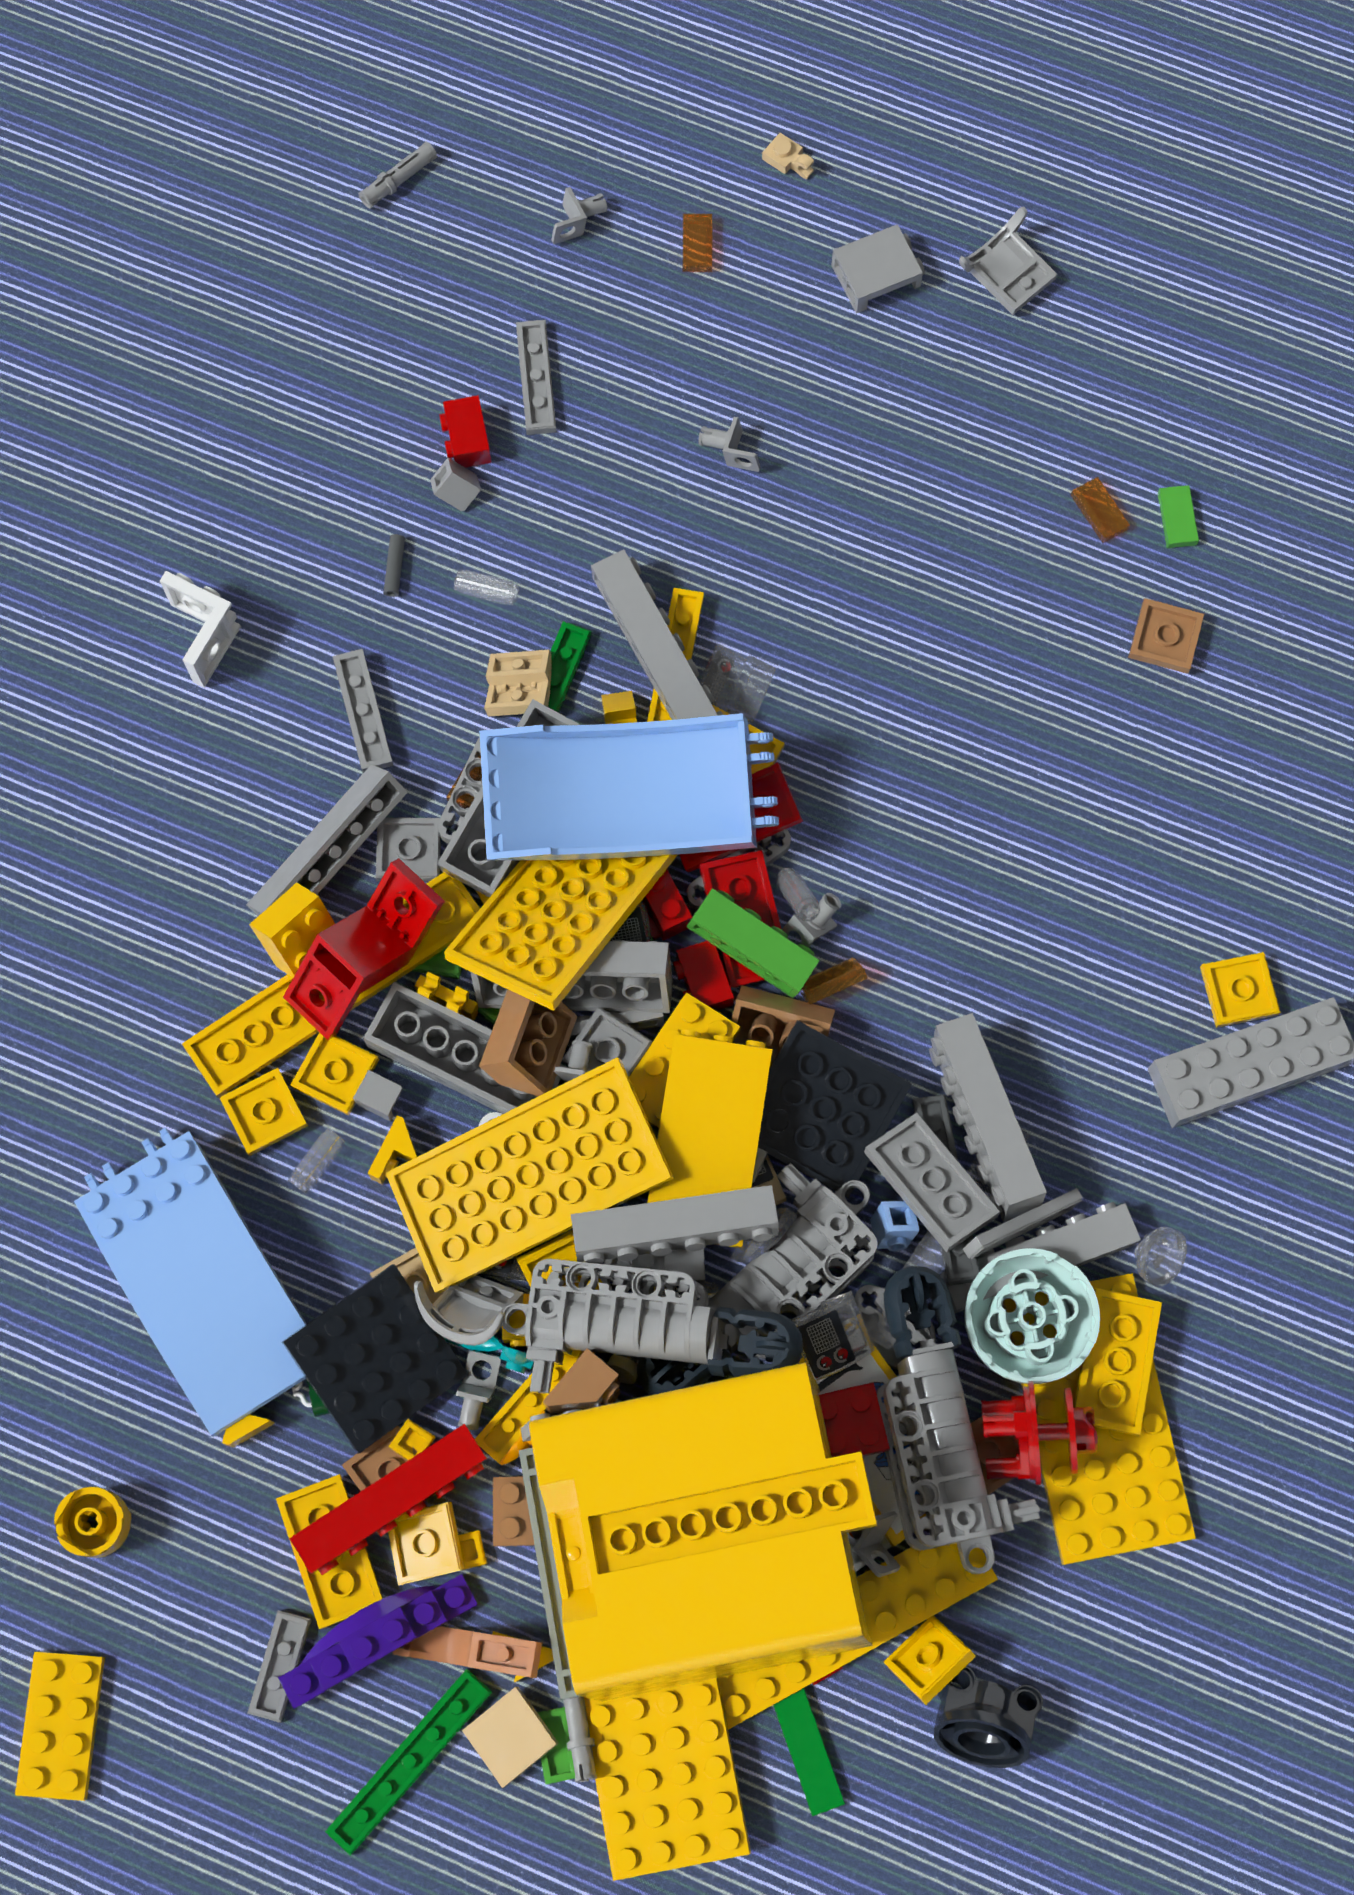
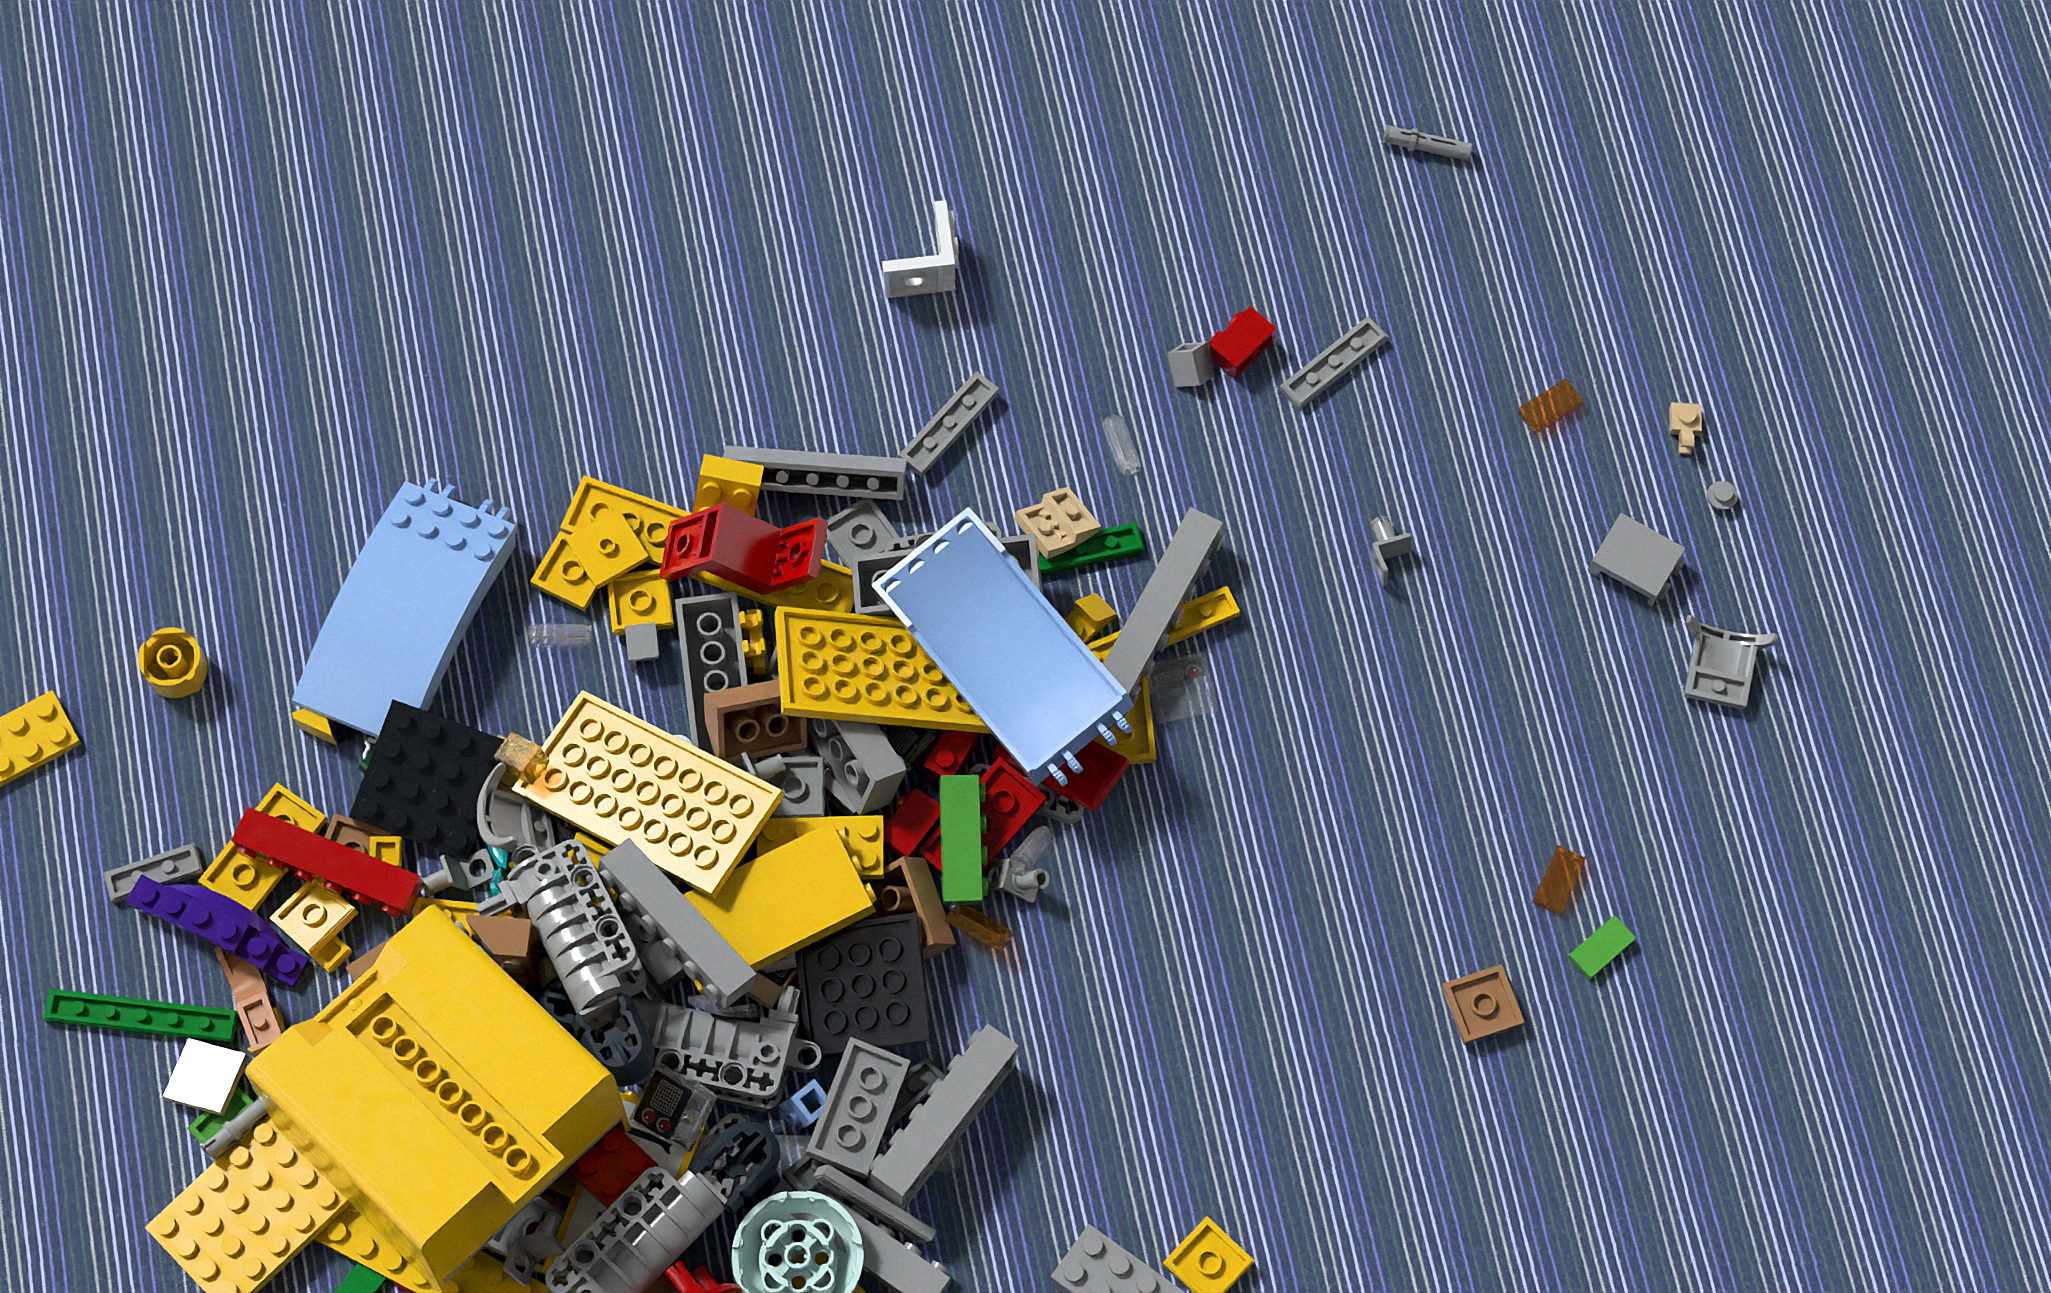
camera: 55 degrees right, 5 degrees down
(268, 1067) = (607, 548): none -> yellow plate
(394, 565) = (1089, 365): dark grey piece -> none
(397, 1143) = (614, 683): yellow slope -> none
(417, 1263) = (522, 758): none -> clear yellow brick
(577, 213) = (1504, 297): light grey bracket -> none
(867, 171) = (1722, 495): none -> light grey plate

